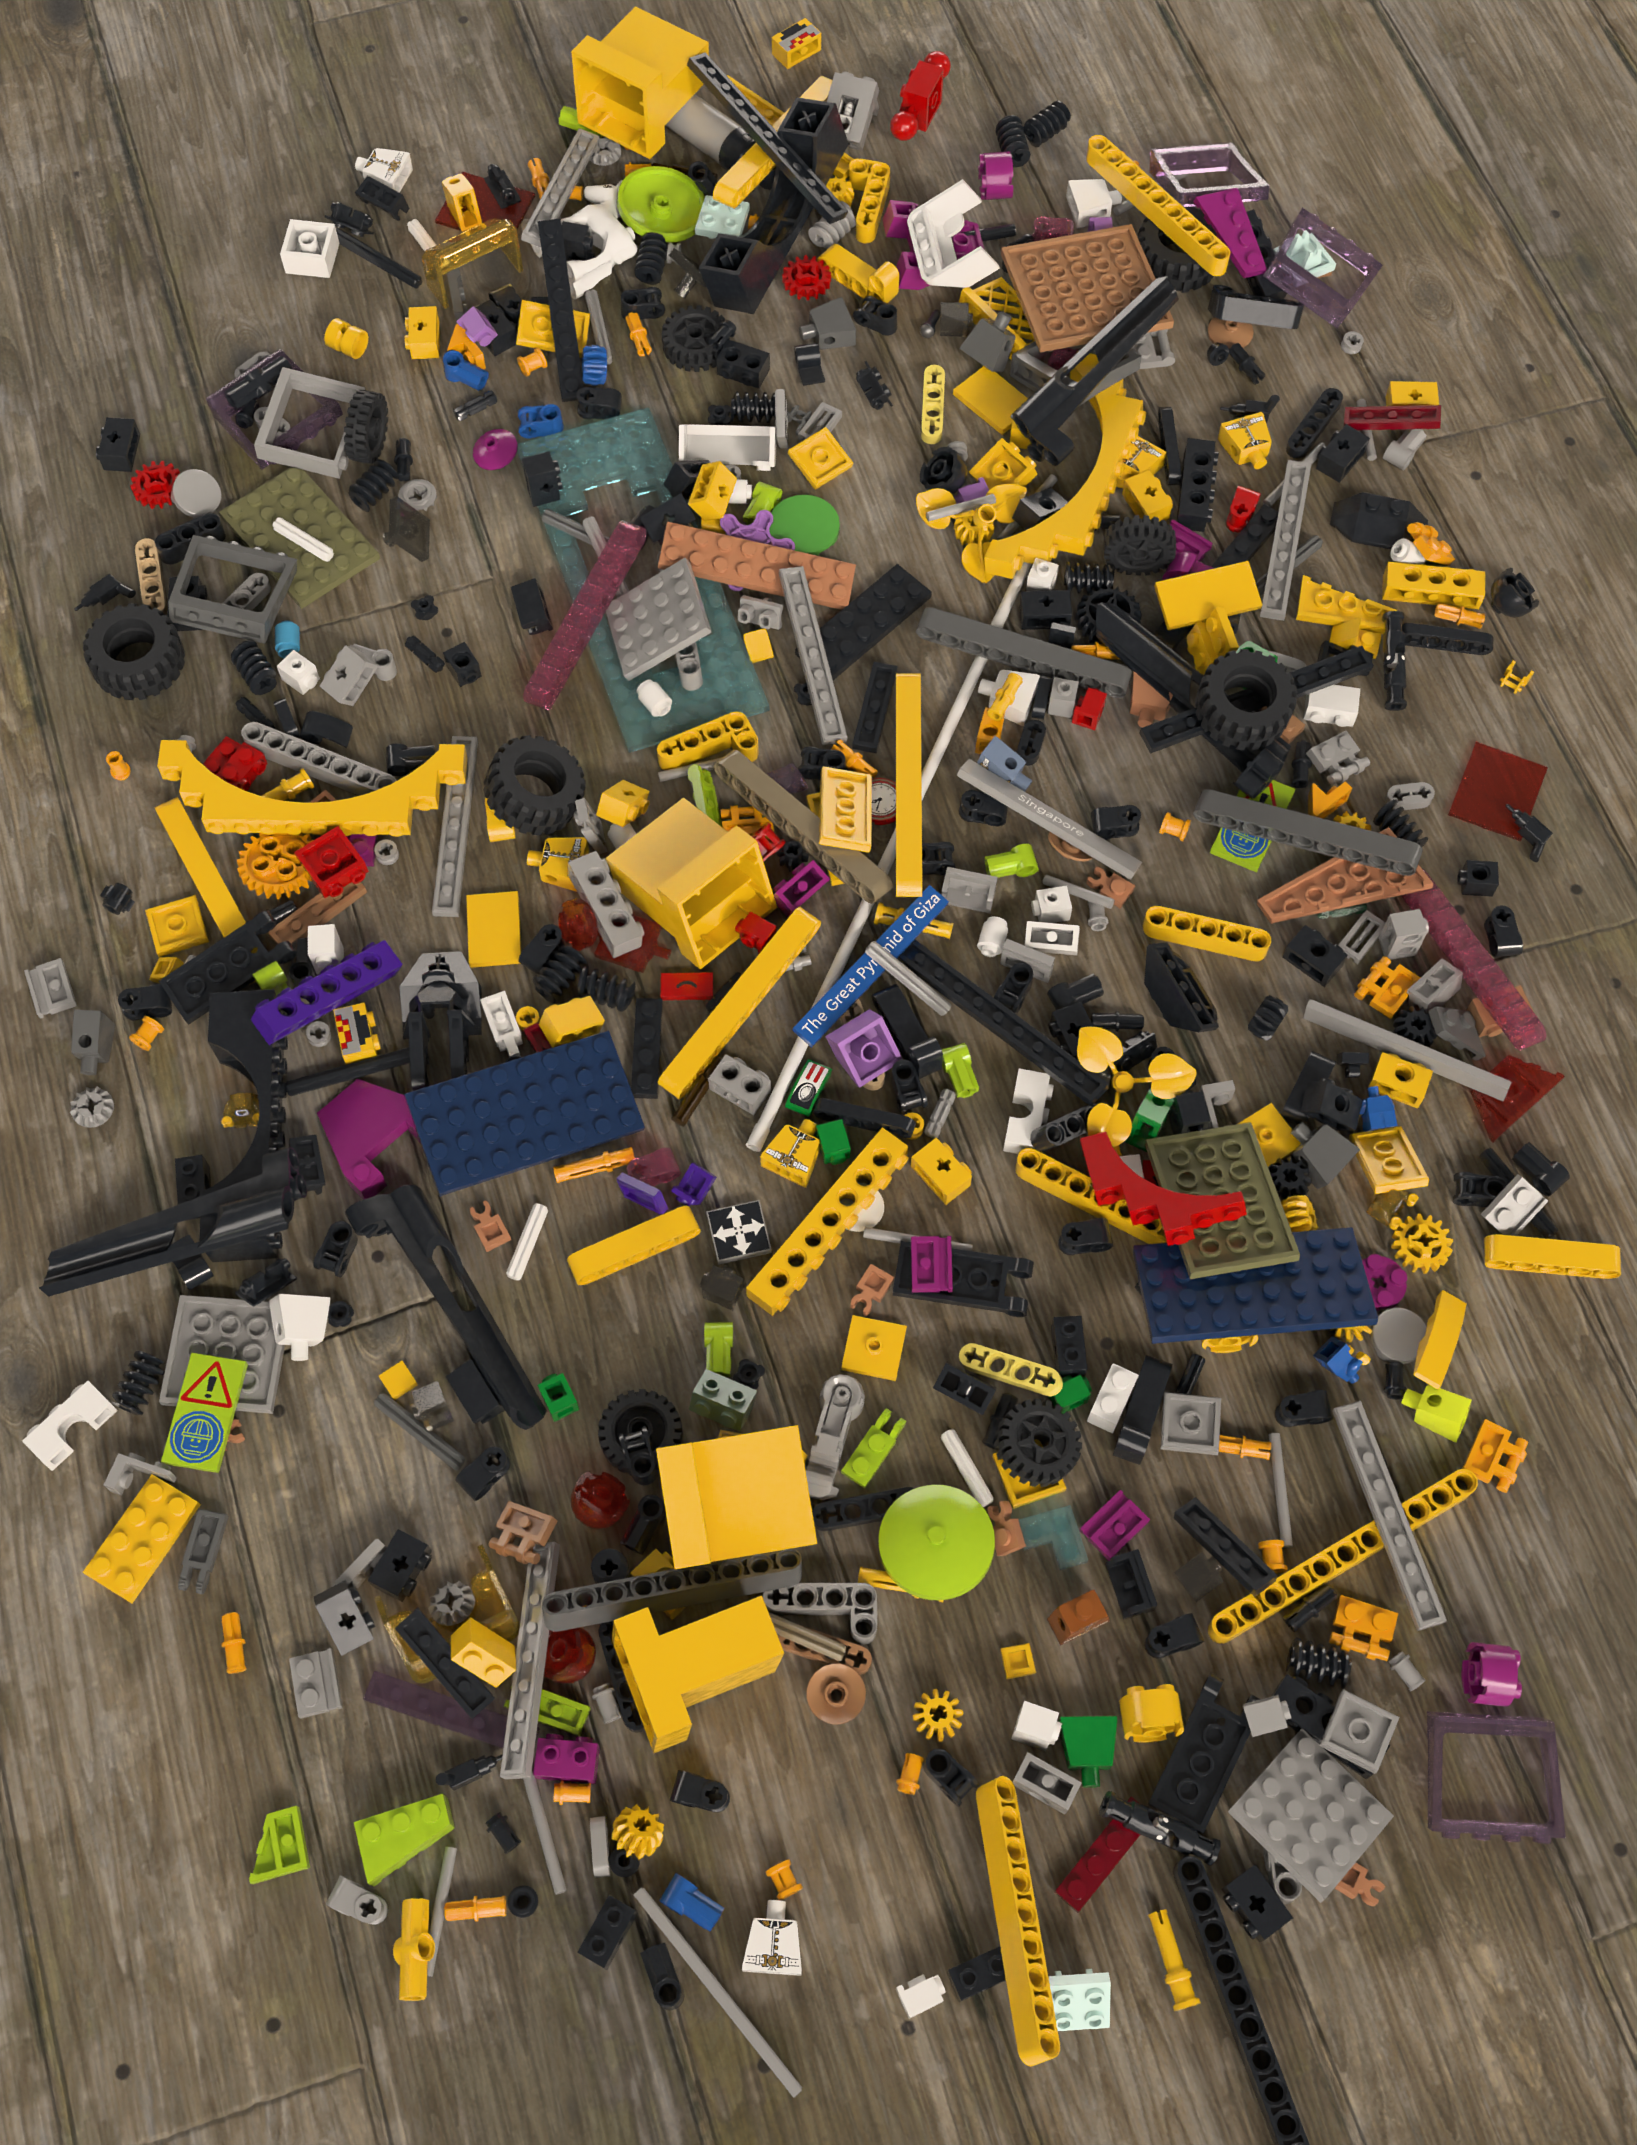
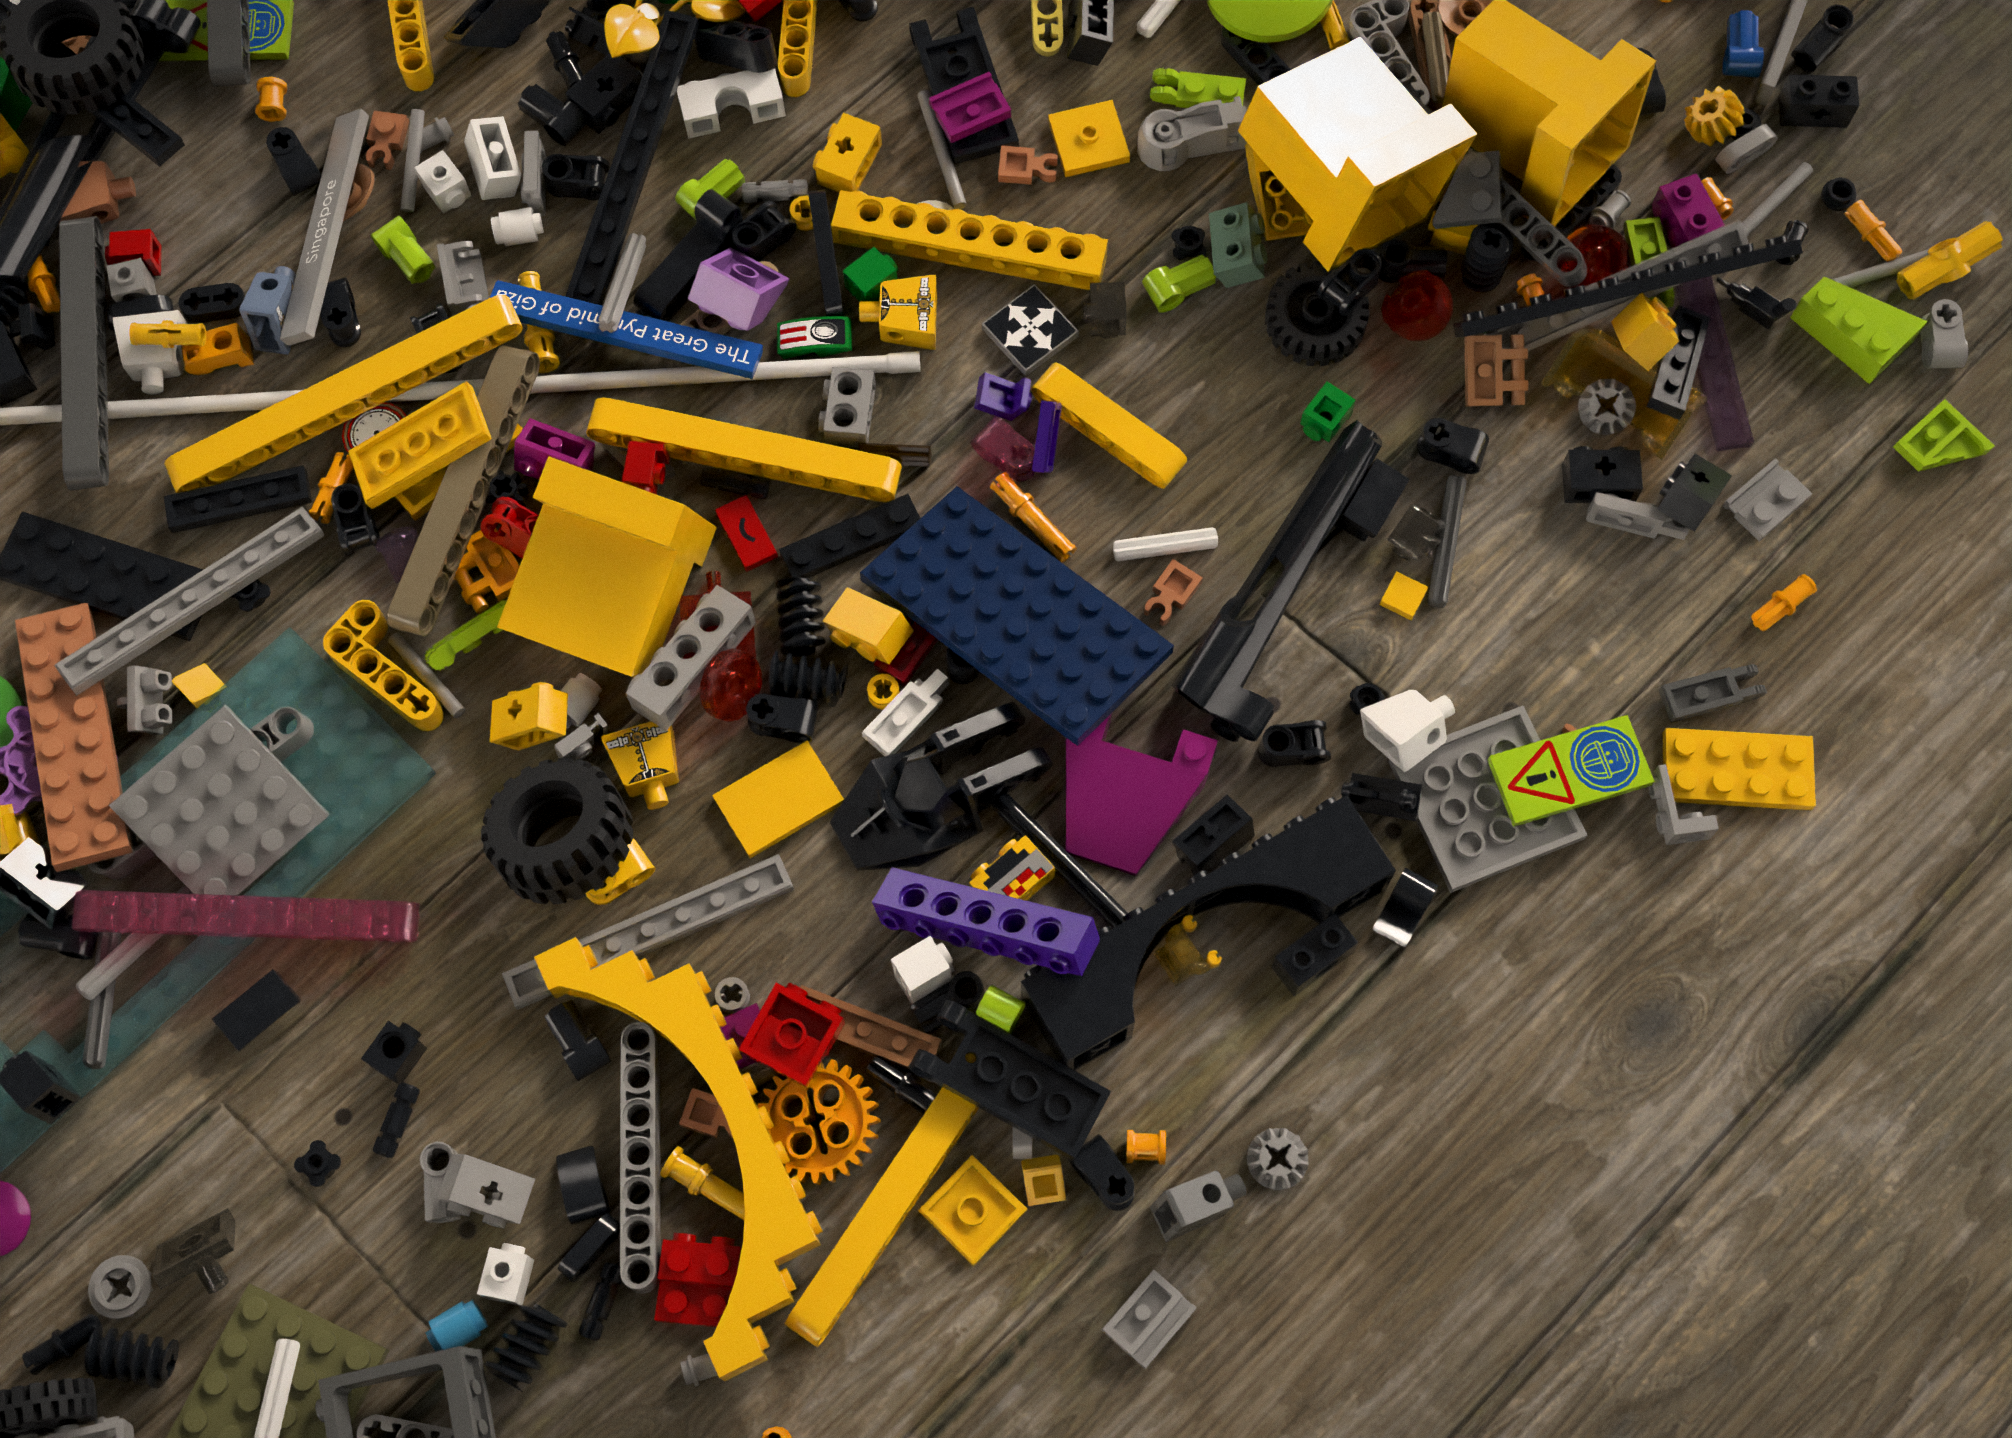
camera: 115 degrees left, 5 degrees up
(49, 1437) = (1639, 918): white arch -> none
(117, 898) = (978, 1308): black gear -> none
(138, 1382) = (1582, 869): black piece -> none
(243, 1211) = (1332, 826): black panel -> none
(518, 1659) = (1641, 282): none -> black plate
(651, 1571) = (1473, 193): none -> dark grey wing
(654, 698) = (348, 756): white brick -> none

